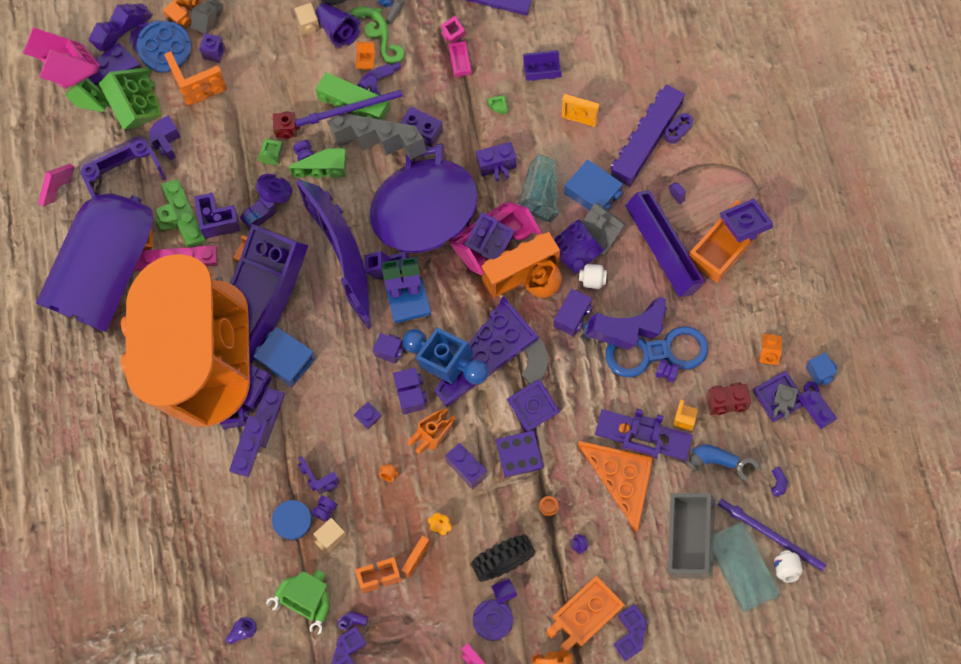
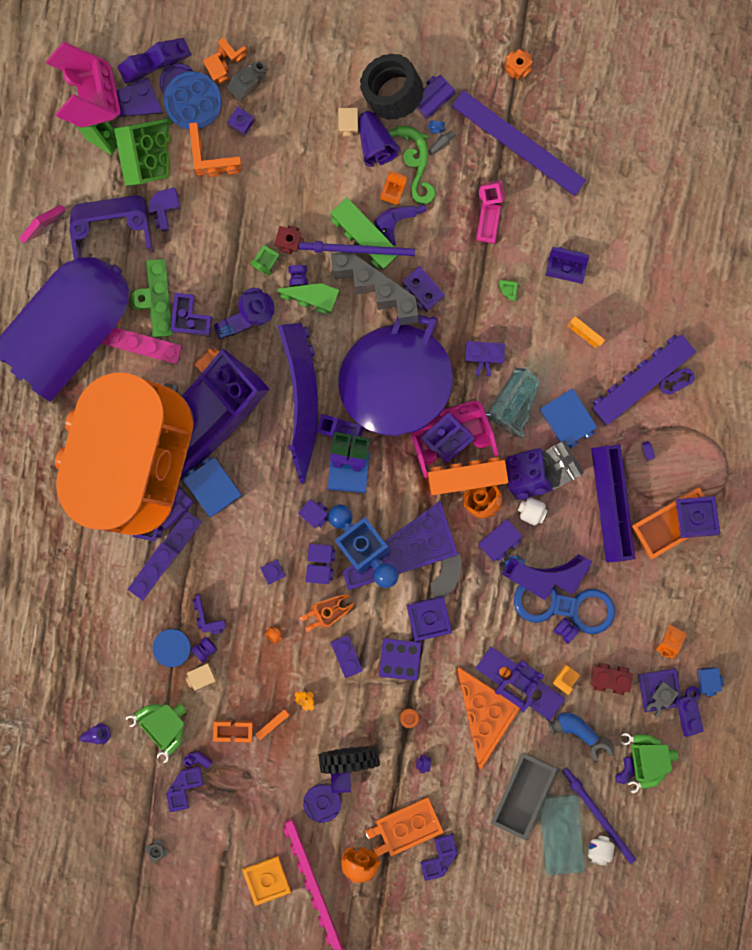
camera: 10 degrees right, 20 degrees up
(798, 460) = (650, 759): none -> bright green torso

